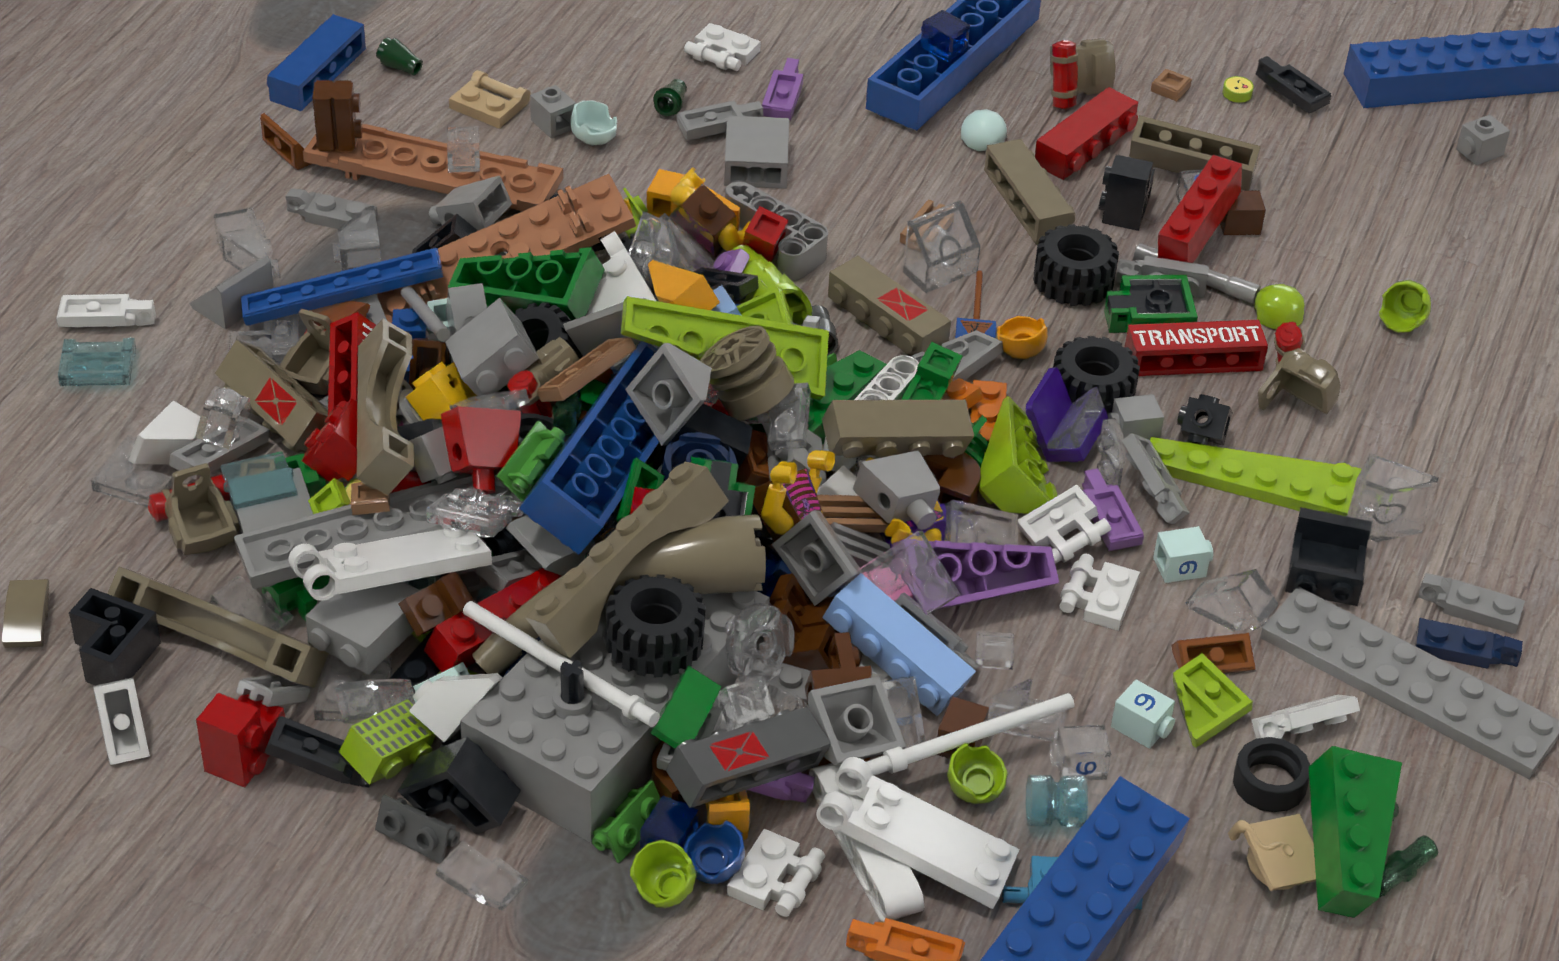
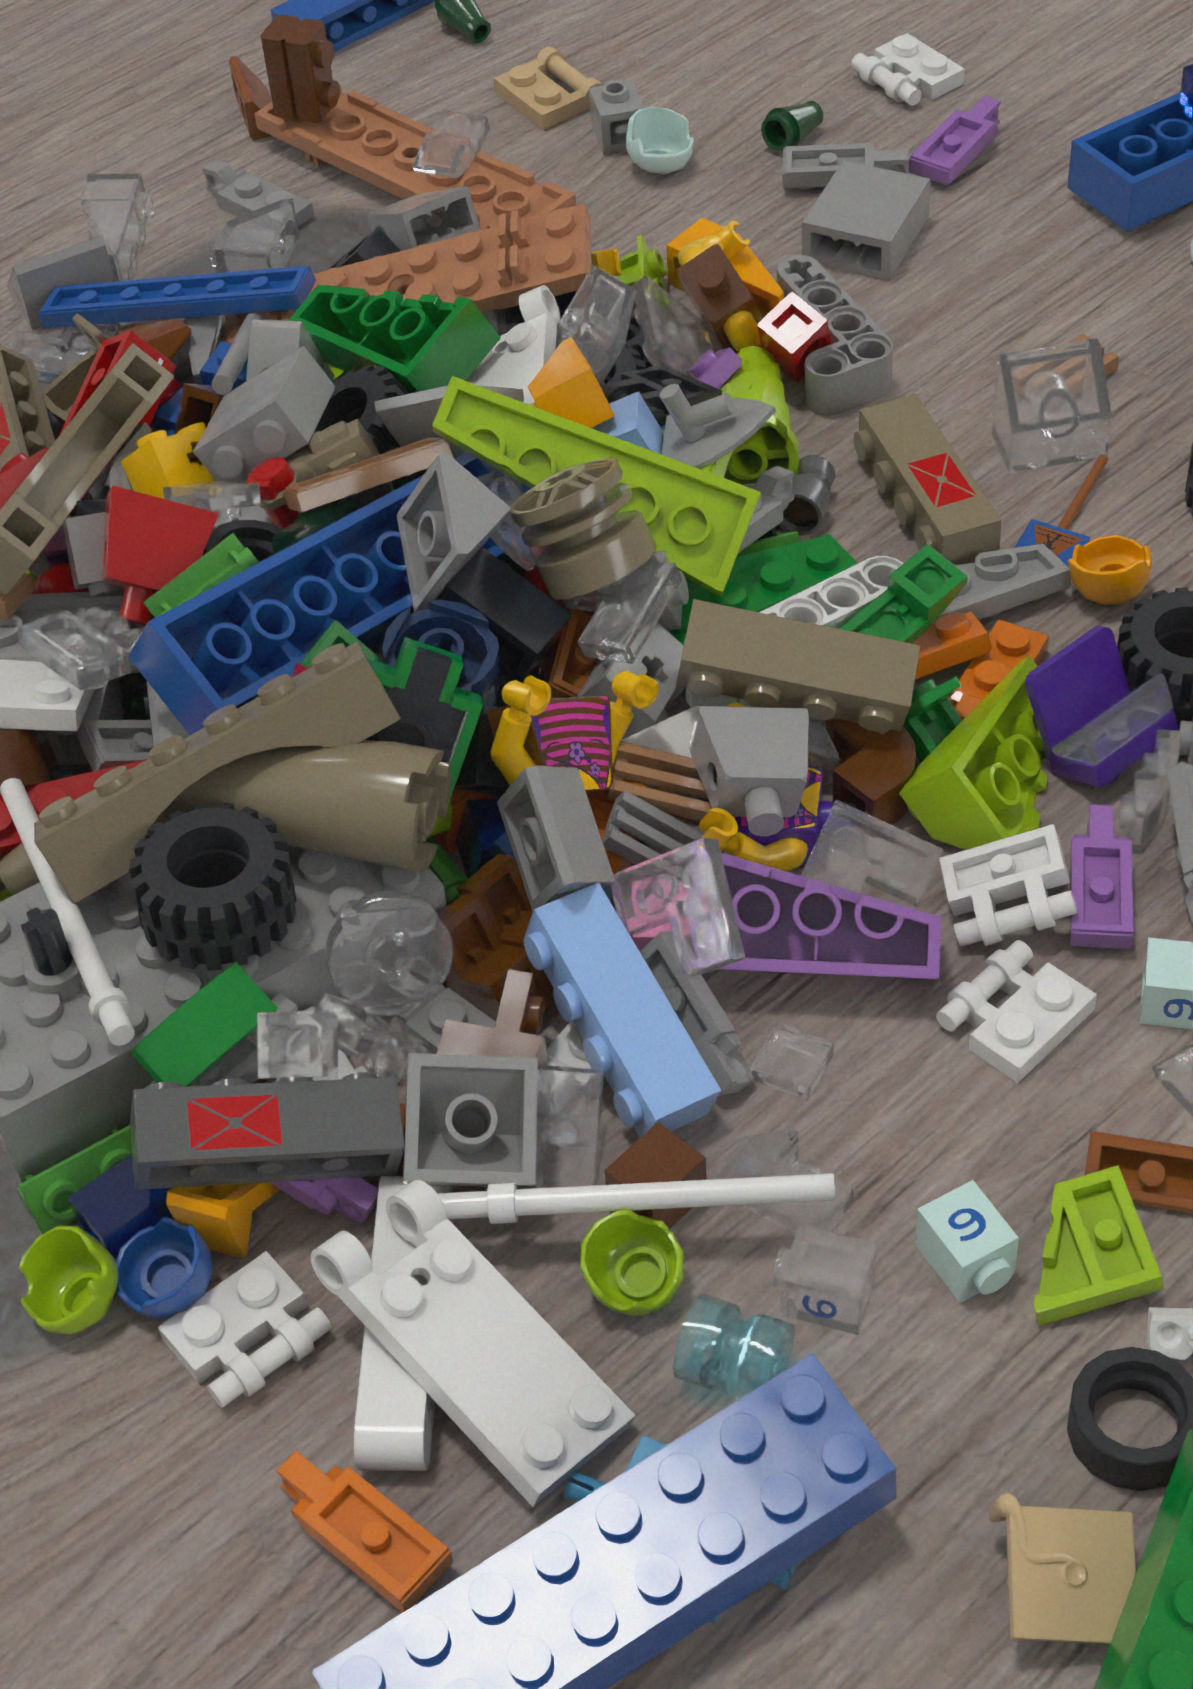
camera: 30 degrees right, 5 degrees up
(775, 298) = (710, 428): none -> light grey shield

